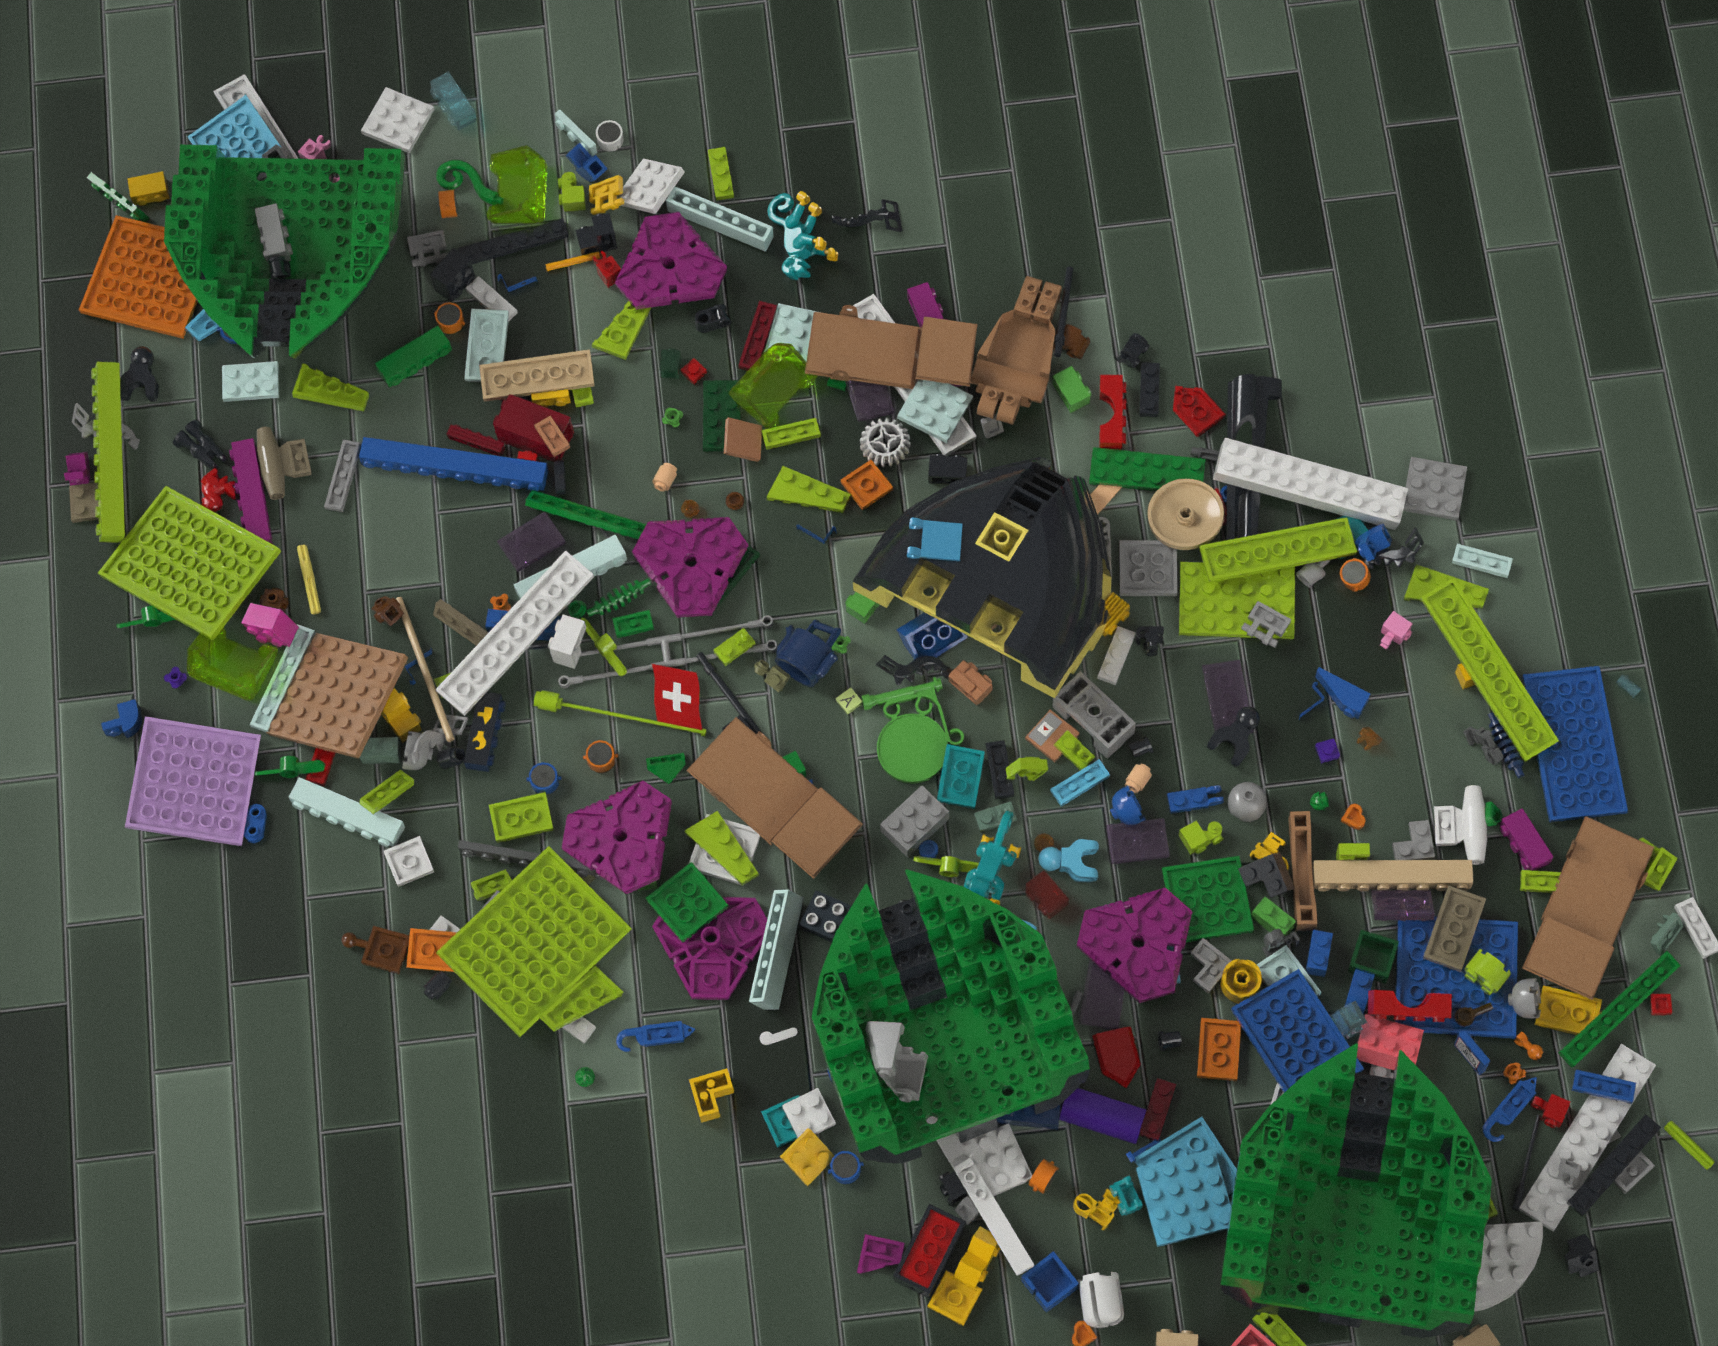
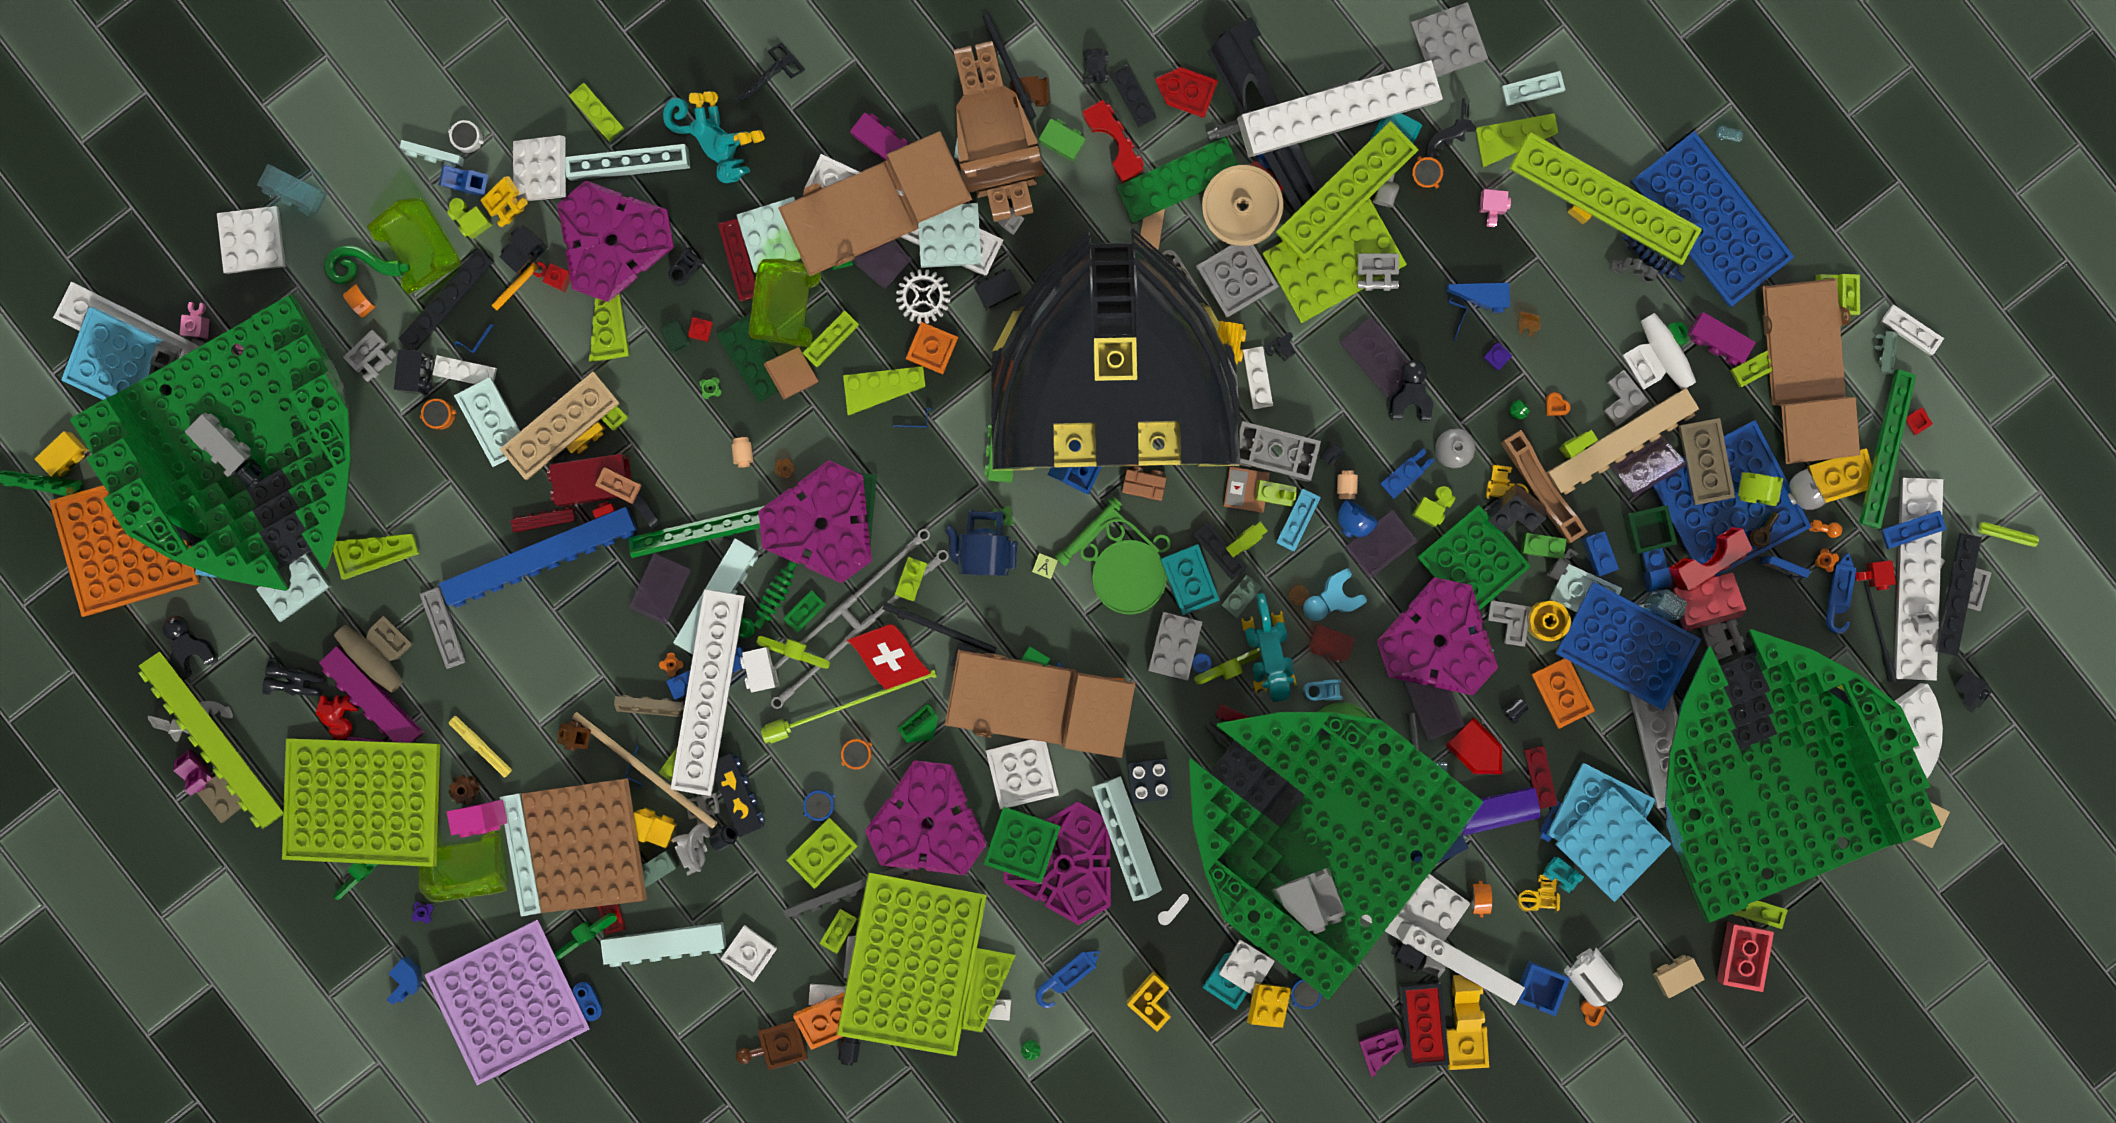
camera: 30 degrees left, 20 degrees up
(386, 792) = (688, 905): lime plate -> none
(413, 357) = (430, 473): green brick -> none
(719, 842) = (1016, 772): lime wing -> none
(734, 501) = (820, 436): reddish brown plate -> none
(775, 677) = (966, 584): olive plate -> none
(916, 666) = (1086, 499): black piece -> none
(939, 540) = (1060, 397): dark azure flag -> none
(1373, 541) = (1426, 129): blue brick -> none

